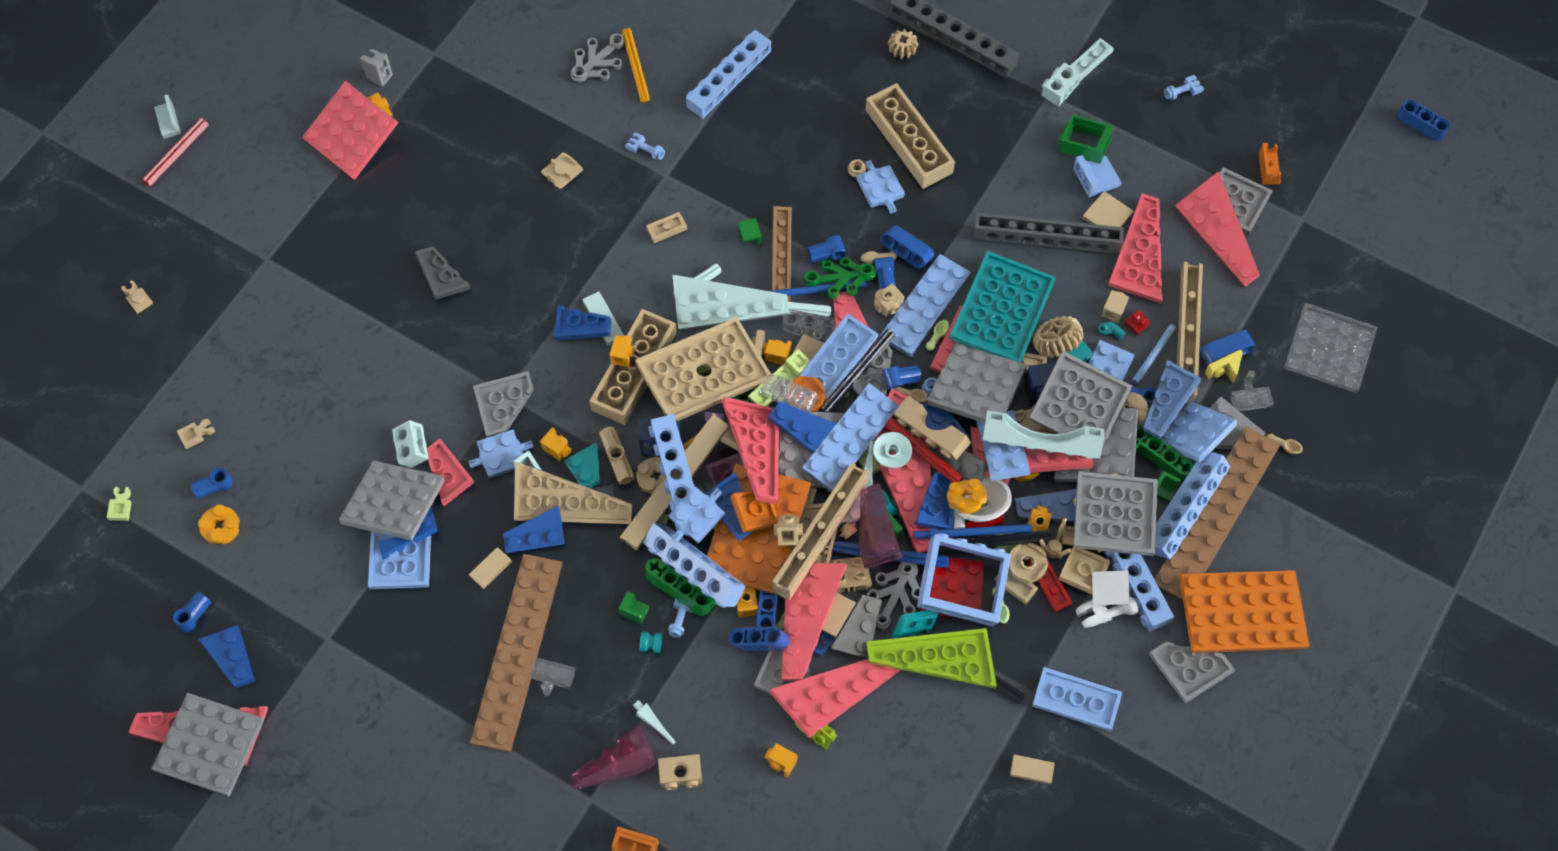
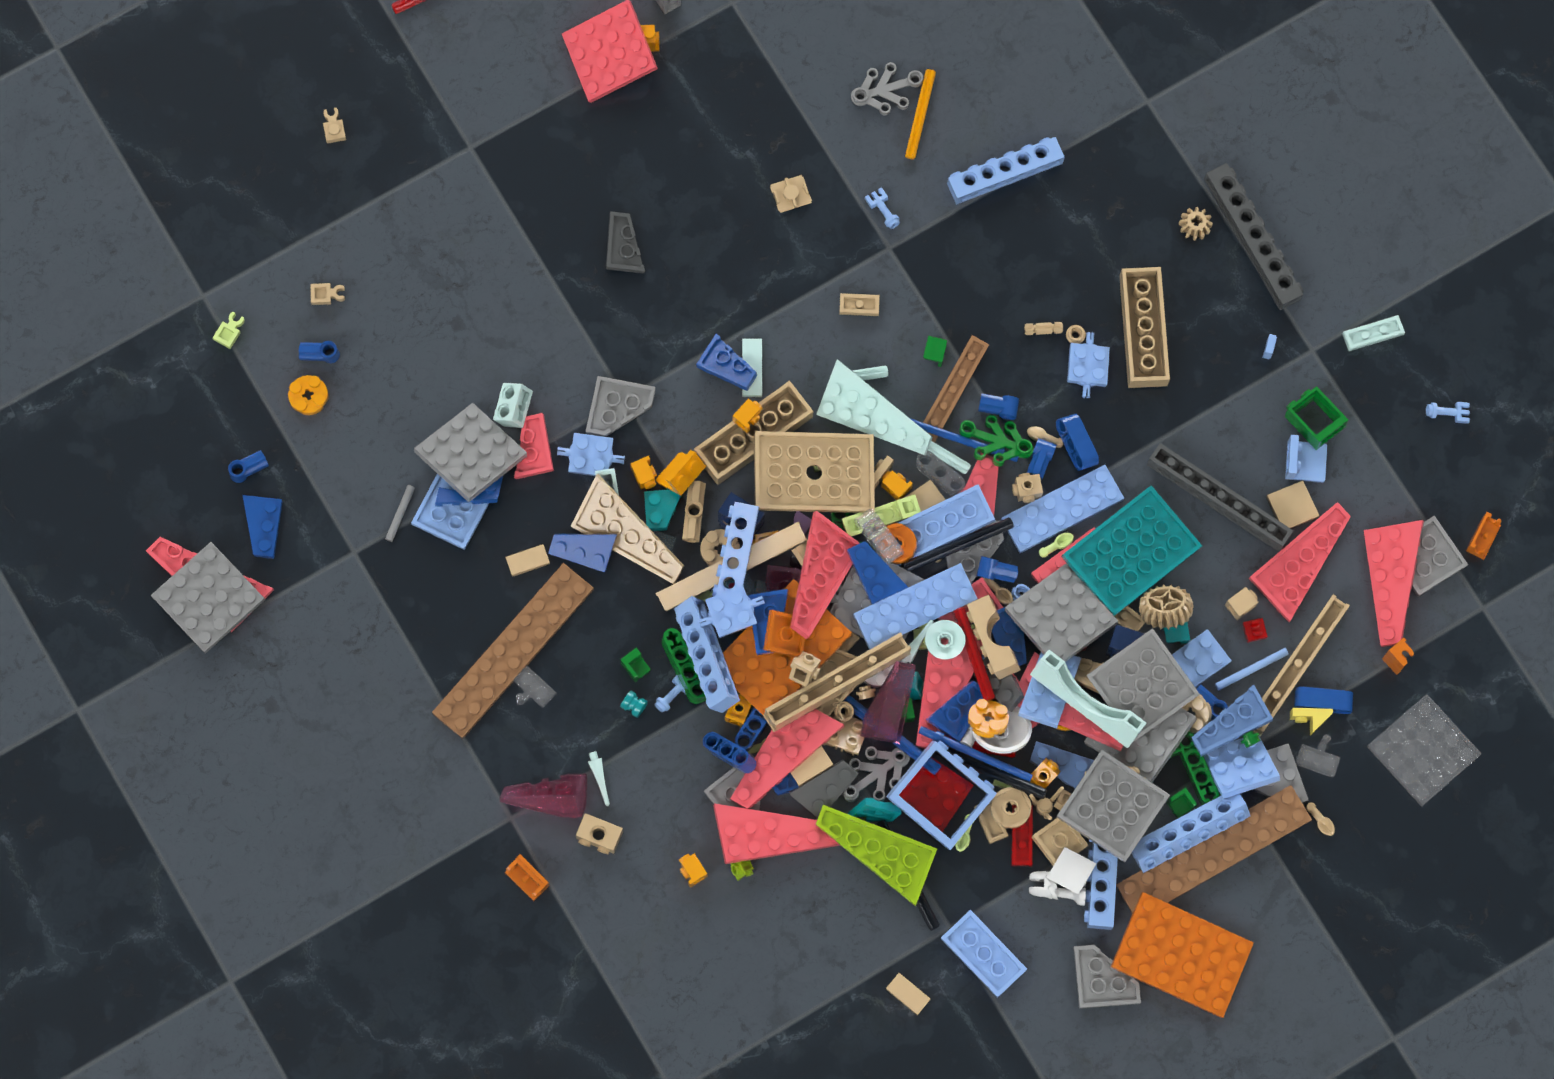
camera: 25 degrees right, 10 degrees up
(353, 585) = (400, 513): none -> light grey bar
(588, 426) = (681, 472): none -> light orange bracket
(828, 176) = (1043, 328): none -> tan axle
(842, 551) = (849, 711): none -> tan plate
(1016, 105) = (1269, 348): none -> light blue tile
(1064, 81) = (1330, 350): light aqua brick -> none
(1111, 328) = (1224, 622): teal arm -> none
(1191, 404) = (1250, 739): none -> green plate
(1265, 285) = (1395, 658): none -> orange hinge

